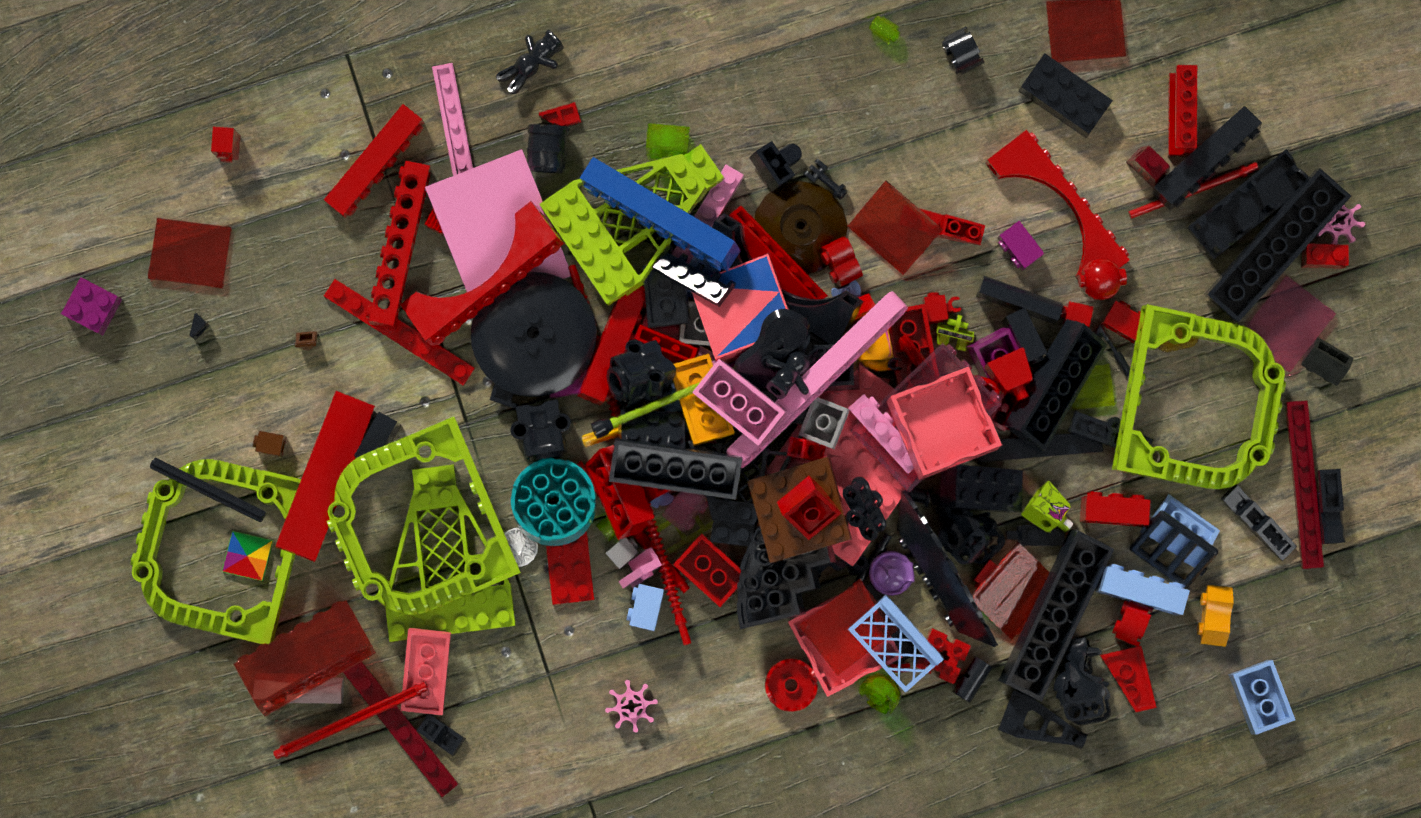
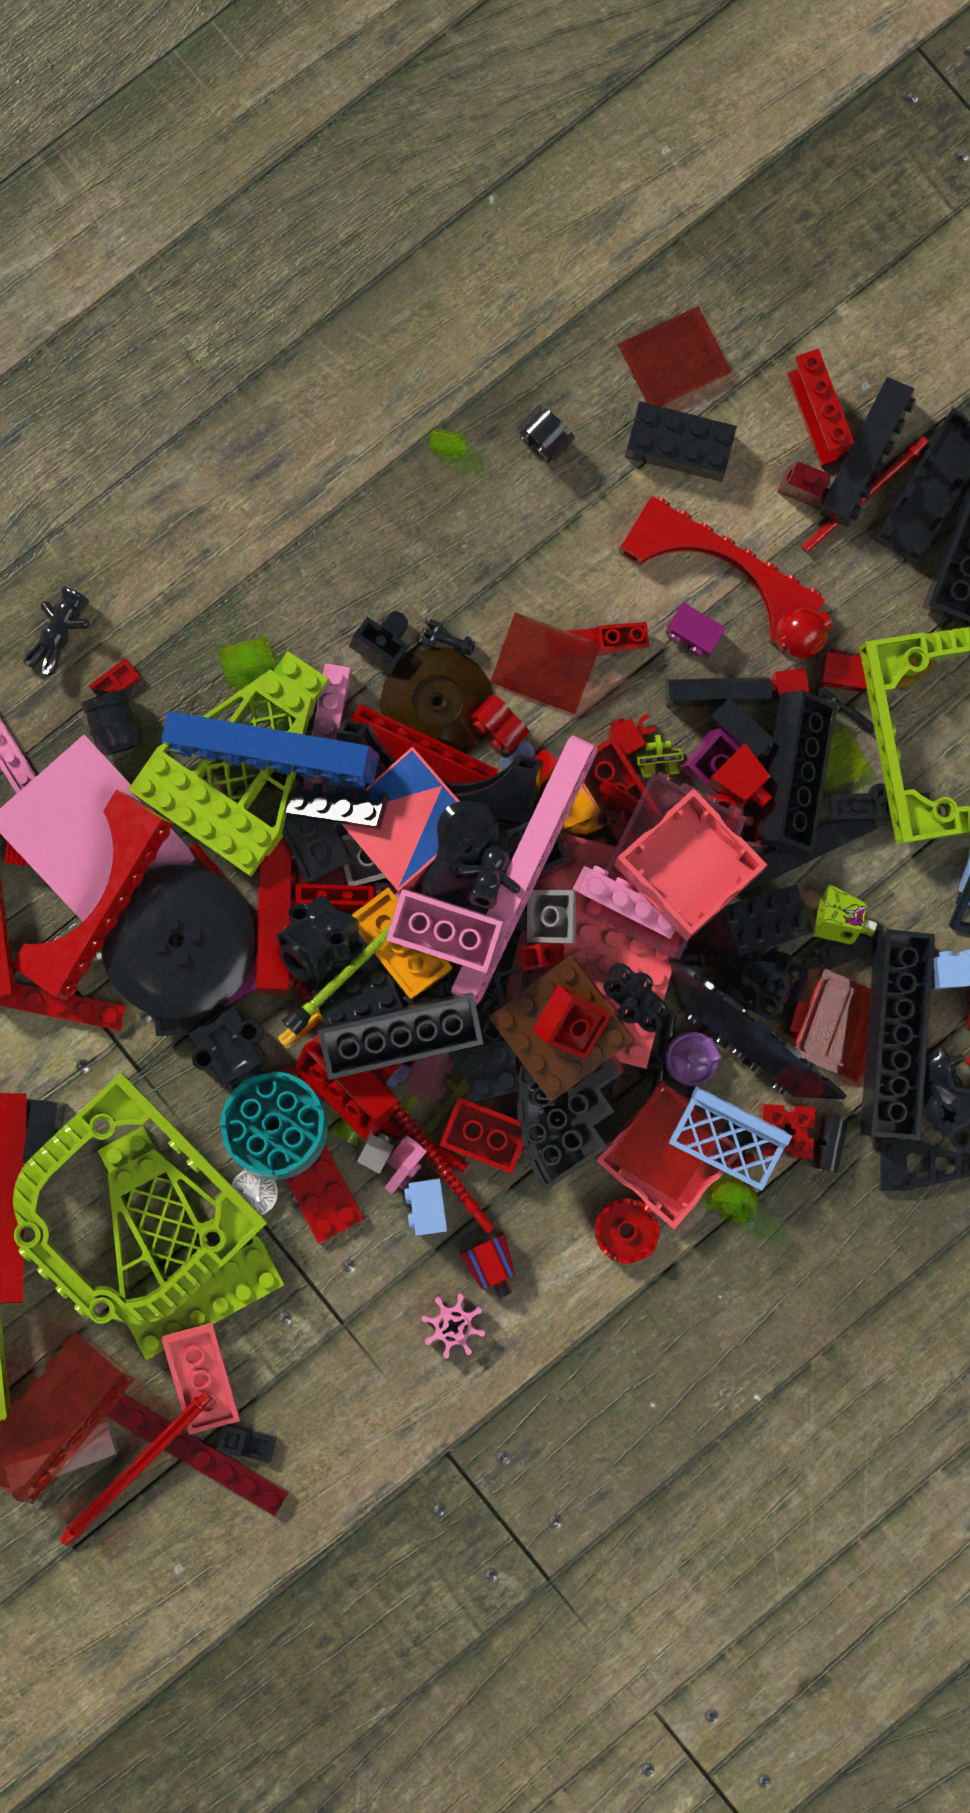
camera: 25 degrees left, 0 degrees up
(677, 670) = (491, 1264): none -> torso
(1115, 509) = (918, 888): red brick -> none

